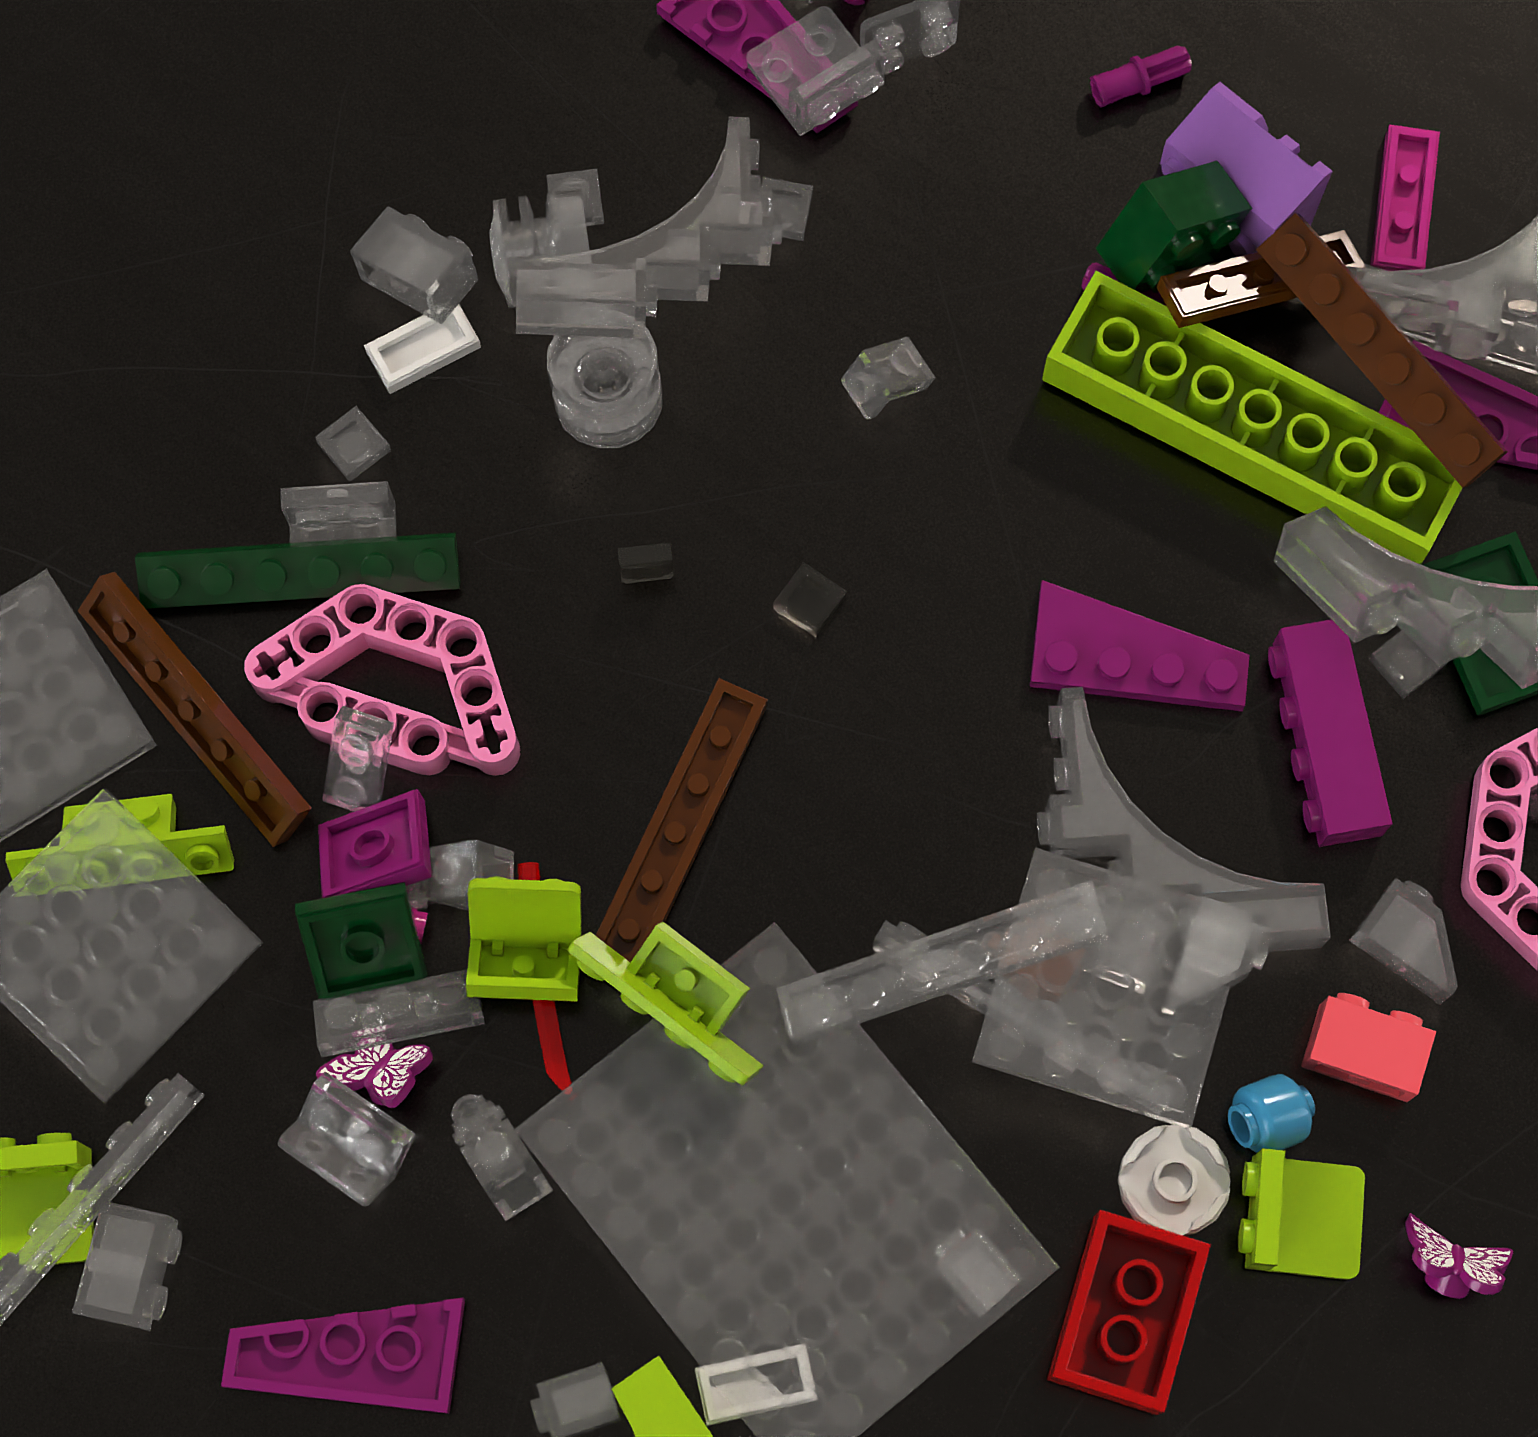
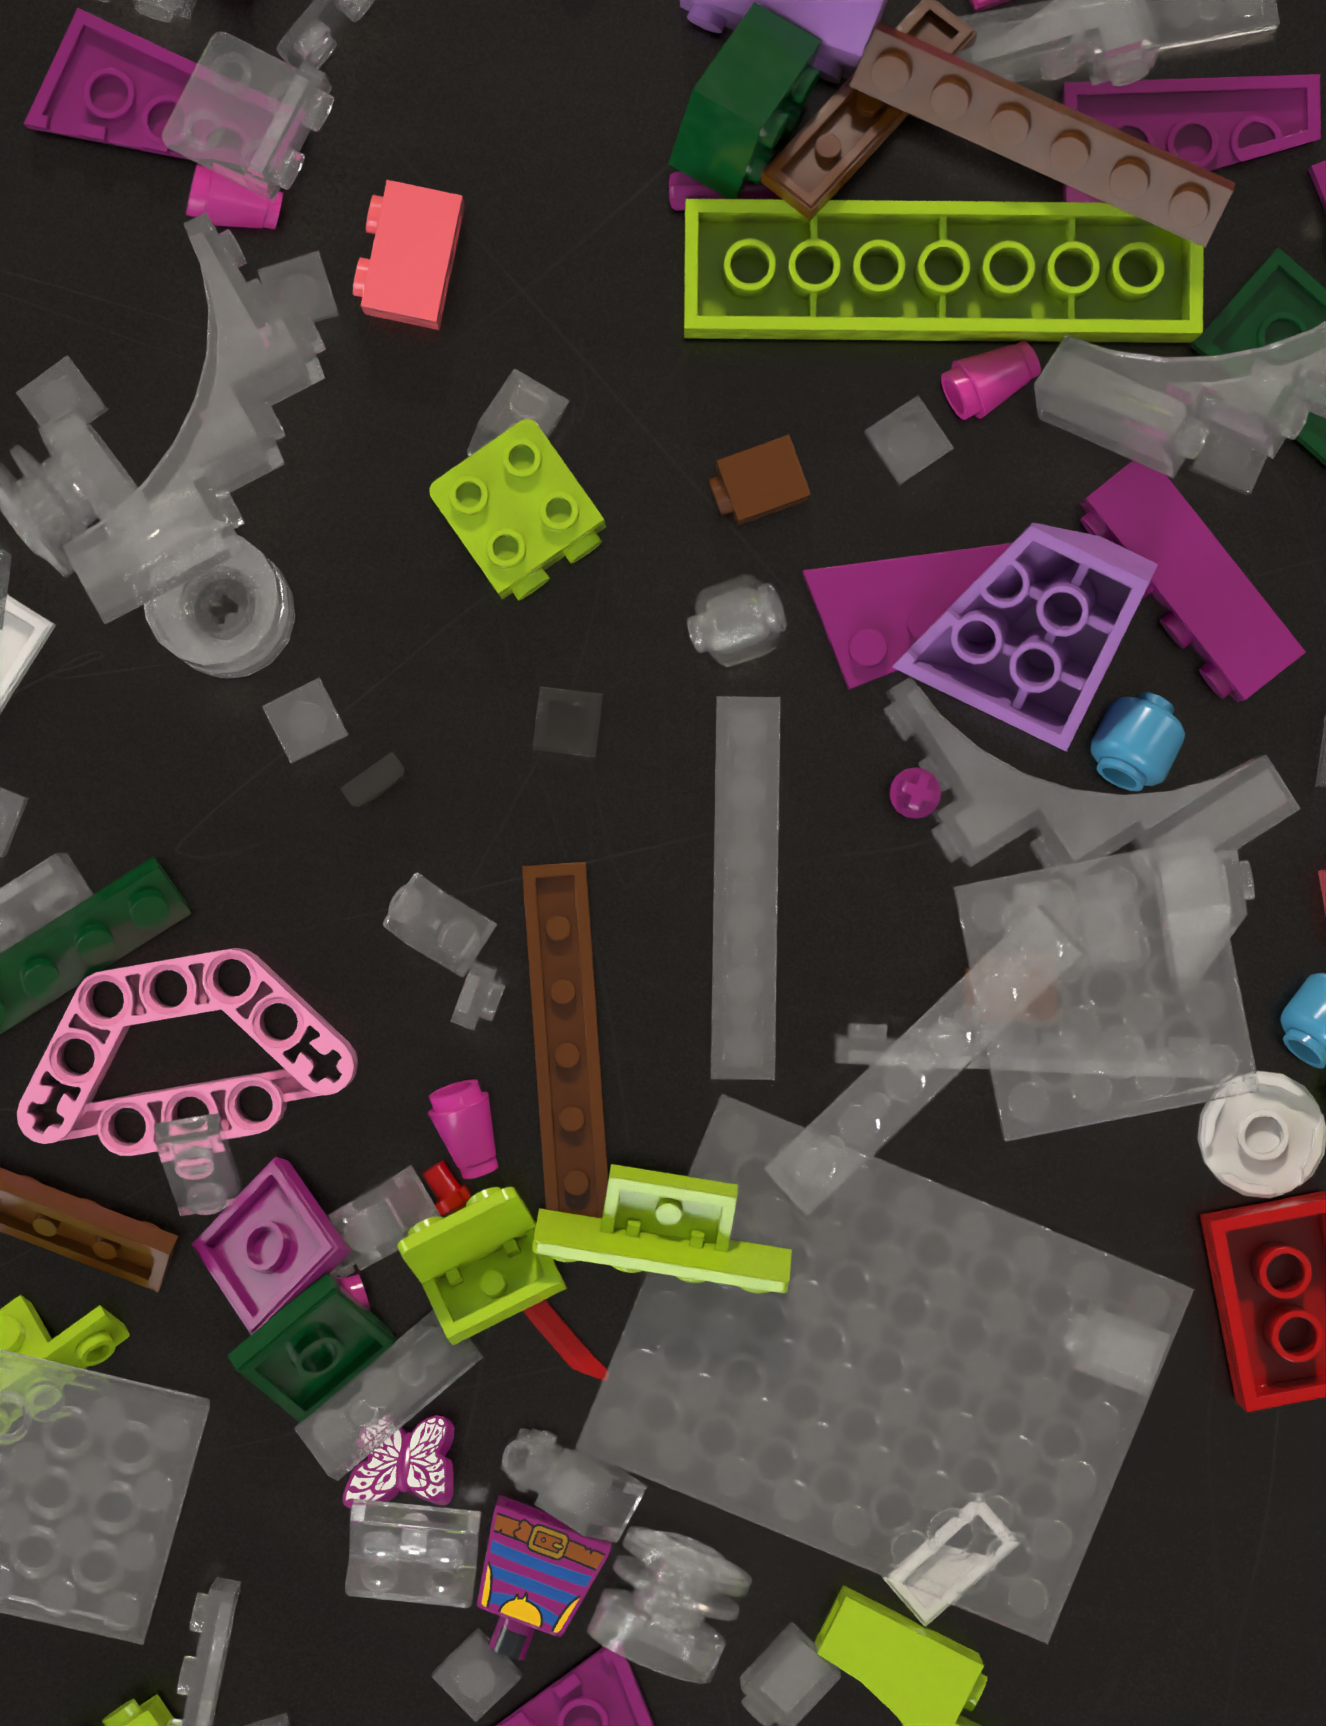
camera: 30 degrees left, 15 degrees up
(339, 1269) = (476, 1675): none -> clear plate
(428, 1210) = (534, 1574): none -> torso
(518, 1284) = (664, 1616): none -> clear wheel
(570, 844) = (465, 1126): none -> dark pink cone
(620, 497) = (305, 720): none -> clear plate
(633, 754) = (479, 996): none -> clear plate
(634, 690) = (438, 924): none -> clear bracket
(771, 126) = (230, 203): none -> dark pink cone
(857, 428) = (518, 509): none -> lime bracket
(874, 787) = (745, 888): none -> clear plate
(877, 222) = (410, 254): none -> coral brick
(974, 587) = (737, 620): none -> clear head
(1040, 774) = (915, 793): none -> magenta axle
(1044, 500) = (759, 481): none -> reddish brown brick
(1169, 529) = (908, 440): none -> clear plate
(1195, 699) = (1035, 631): none -> medium lavender wedge
(1229, 828) = (1137, 741): none -> dark azure head
(1249, 516) = (989, 378): none -> dark pink cone

